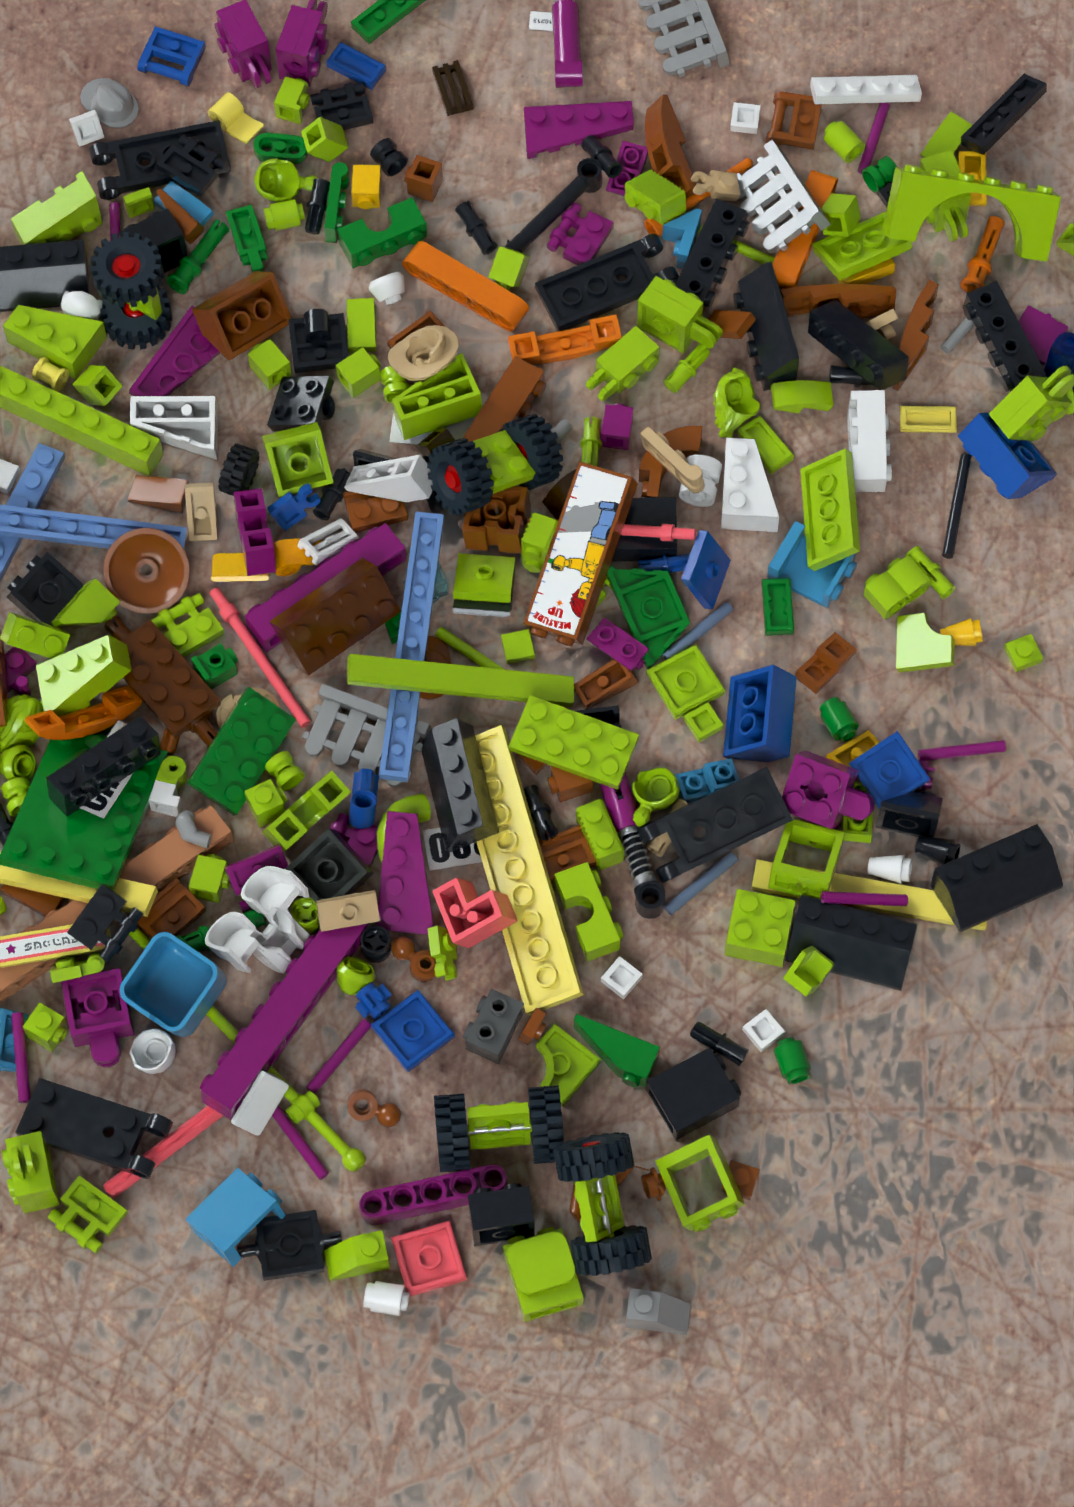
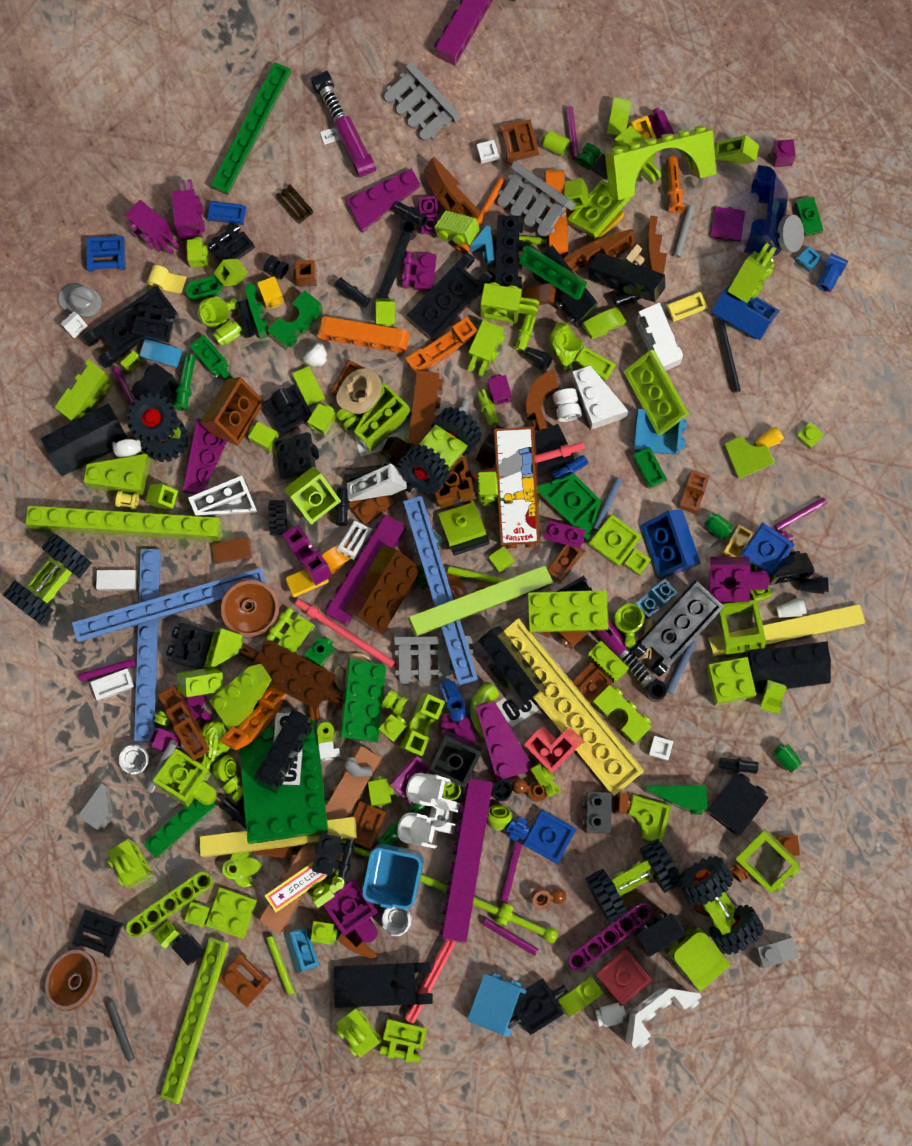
camera: 20 degrees left, 10 degrees up
(21, 1057) = (316, 958): magenta piece -> none
(85, 1069) = (362, 949): none -> dark orange slope
(190, 227) = (168, 364): dark orange slope -> none
(201, 511) = (265, 553): tan slope -> none
(260, 1103) = (478, 925): white slope -> none
(291, 509) = (322, 528): blue plate -> none
(347, 910) = (479, 781): tan plate -> none
(447, 1293) = (636, 1032): none -> white slope
(540, 813) = (565, 663): black pin -> none
(672, 460) = (548, 401): tan plate -> none
(691, 407) = (538, 358): none -> black cone
(705, 569) = (597, 463): blue plate -> none
(719, 184) = (493, 203): tan plate -> none
(756, 297) = (553, 272): none -> green plate
(763, 1030) = (761, 745): white plate -> none
(864, 898) = (787, 637): magenta piece -> none
(865, 89) = (554, 103): white plate -> none
(896, 587) = (716, 425): lime brick -> none
(932, 570) = (732, 407): lime pin -> none
(997, 878) = (860, 590): black slope -> none
(1000, 166) = (660, 123): none -> magenta hinge
(1002, 335) = (712, 236): black brick -> none
(1003, 114) = (647, 86): black plate -> none

